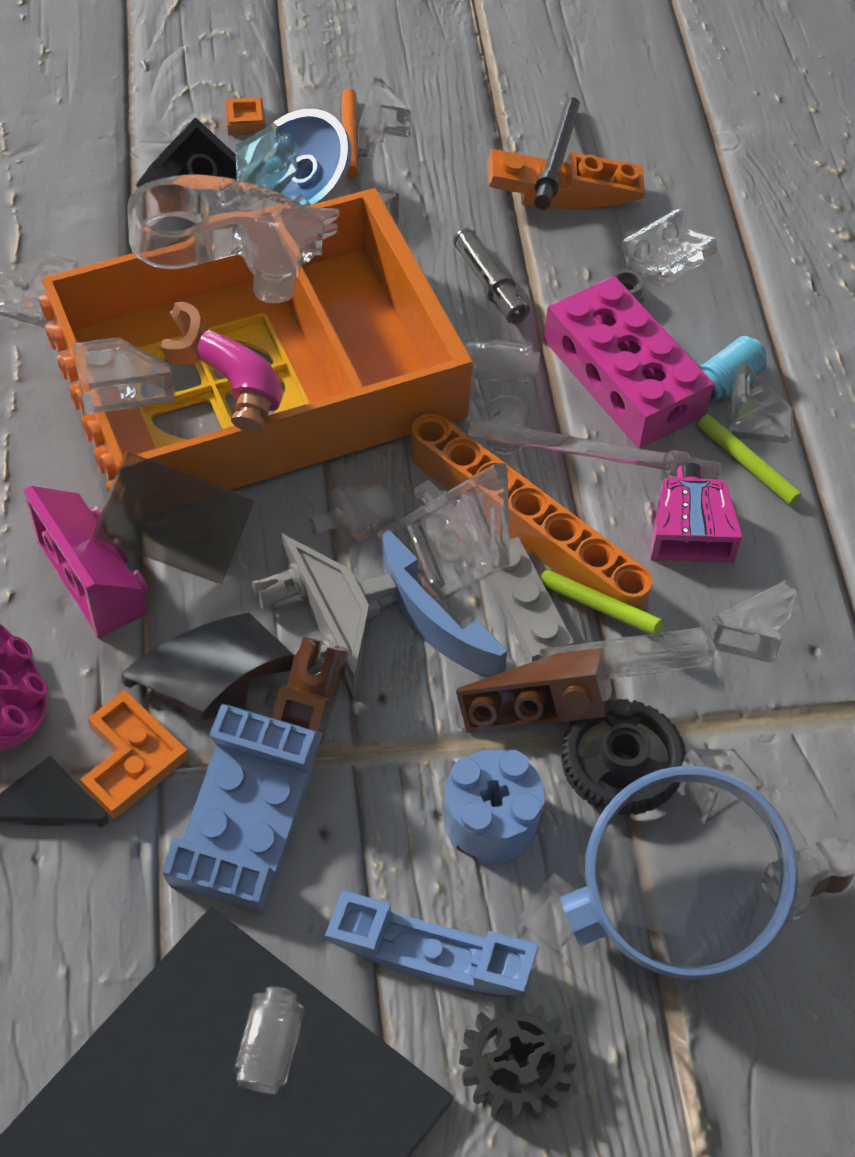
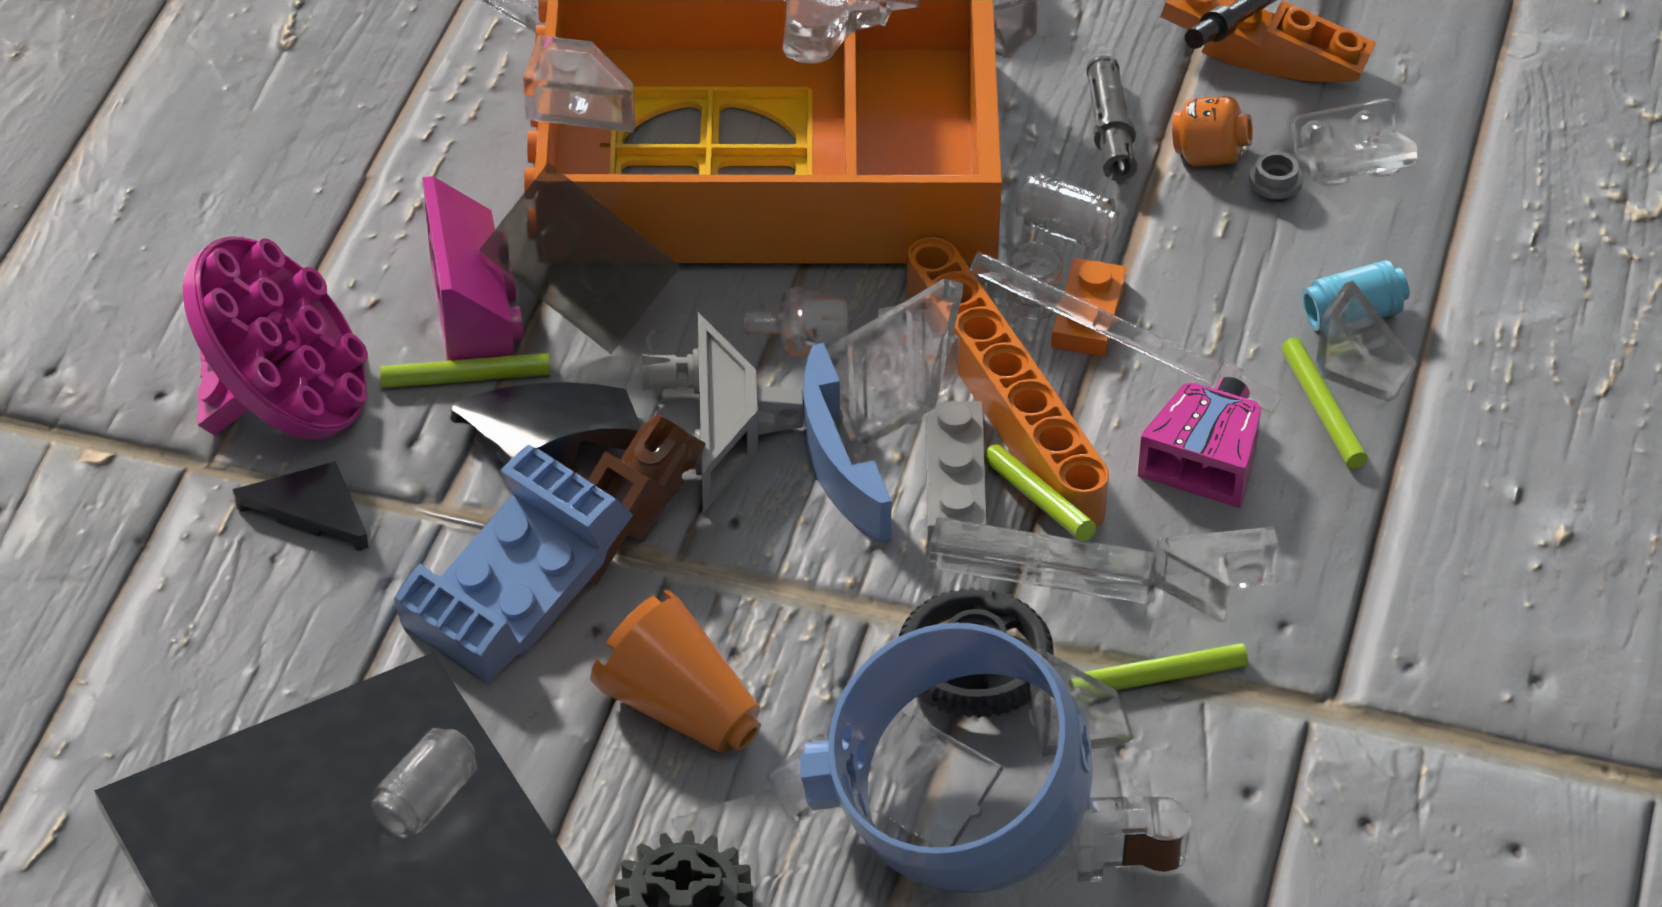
camera: 25 degrees right, 10 degrees down
(113, 635) = (465, 370): none -> lime bar
(141, 755) = (430, 493): orange plate -> none
(252, 377) = (723, 124): piece -> none
(424, 865) = (677, 676): none -> orange cone
(431, 950) = (642, 767): medium blue slope -> none
(493, 805) = (793, 649): medium blue brick -> none
(540, 692) = (908, 556): reddish brown slope -> none
(551, 415) = (1099, 285): none -> orange plate
(568, 266) = (1211, 131): none -> orange head
(627, 362) = (1221, 308): dark pink brick -> none
(758, 716) = (1173, 667): none -> lime bar

